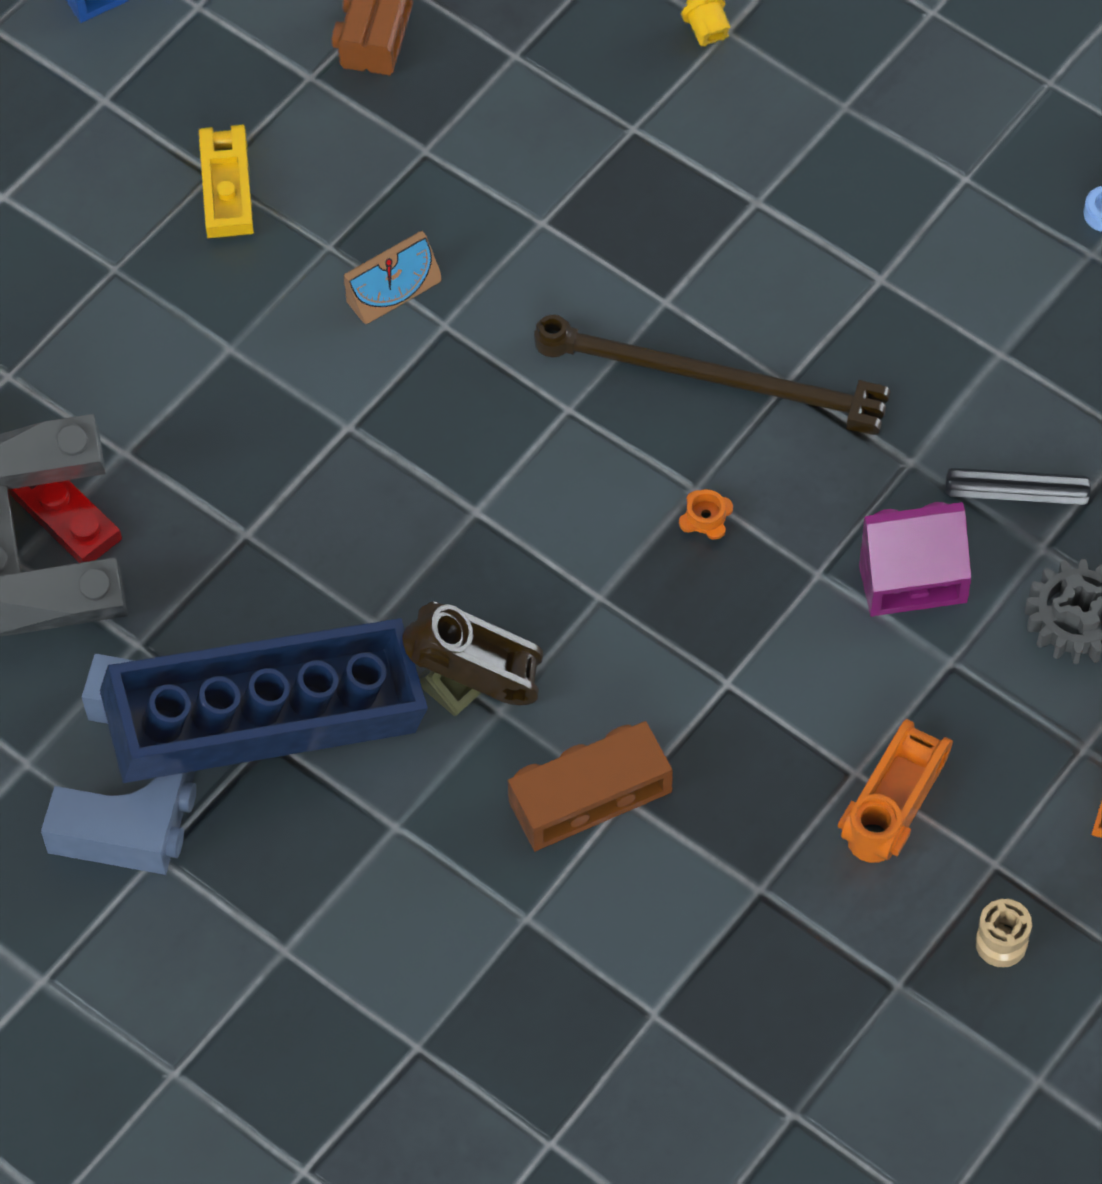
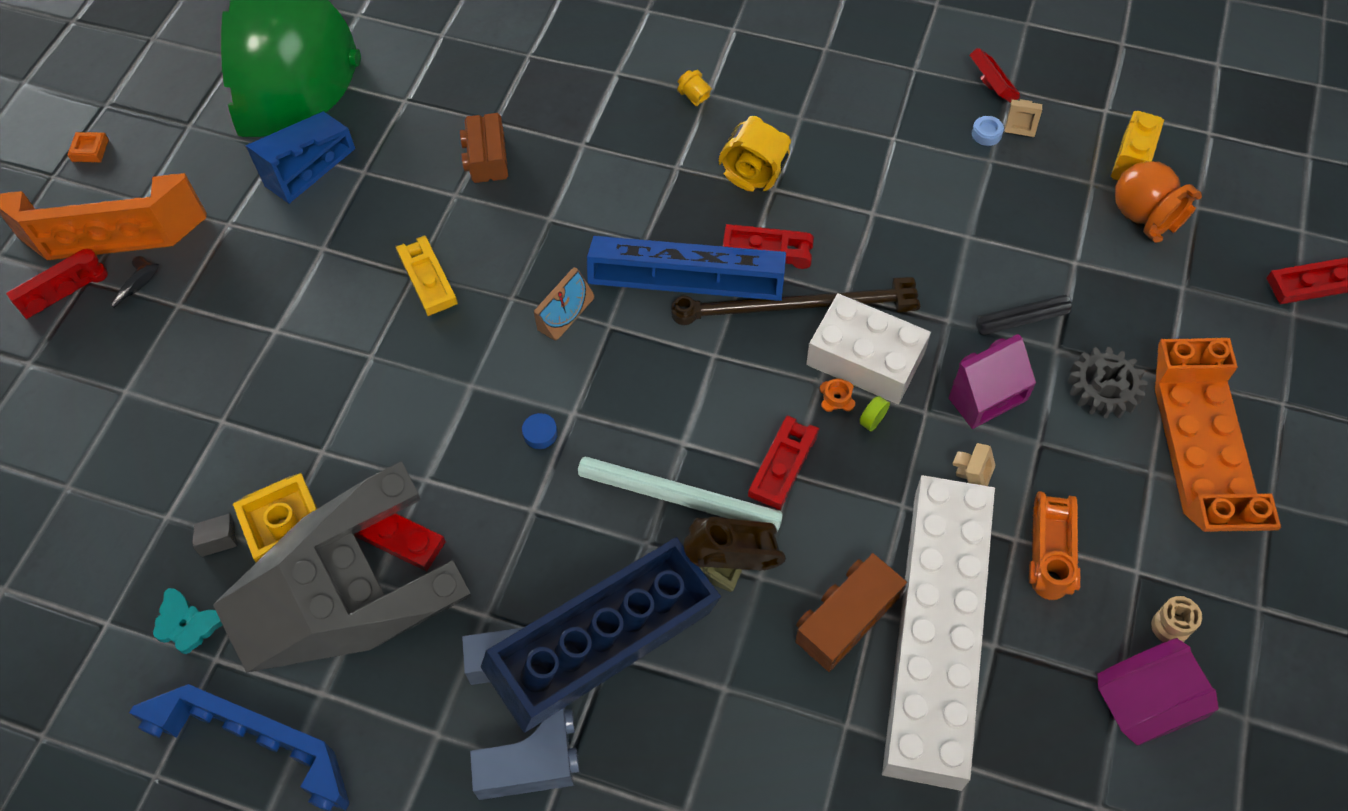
camera: 20 degrees left, 0 degrees up
(294, 436) = (539, 431): none -> blue tile
(437, 570) = (676, 492): none -> light aqua axle
(577, 278) = (686, 268): none -> blue brick
(592, 576) = (782, 463): none -> red plate
(691, 842) = (940, 635): none -> white brick
(706, 280) = (772, 240): none -> red plate
(740, 146) = (755, 155): none -> yellow brick
(741, 551) = (874, 413): none -> lime tile
(773, 463) = (867, 348): none -> white brick
(843, 664) = (976, 467): none -> tan tile
(929, 1008) = (1157, 692): none -> magenta slope

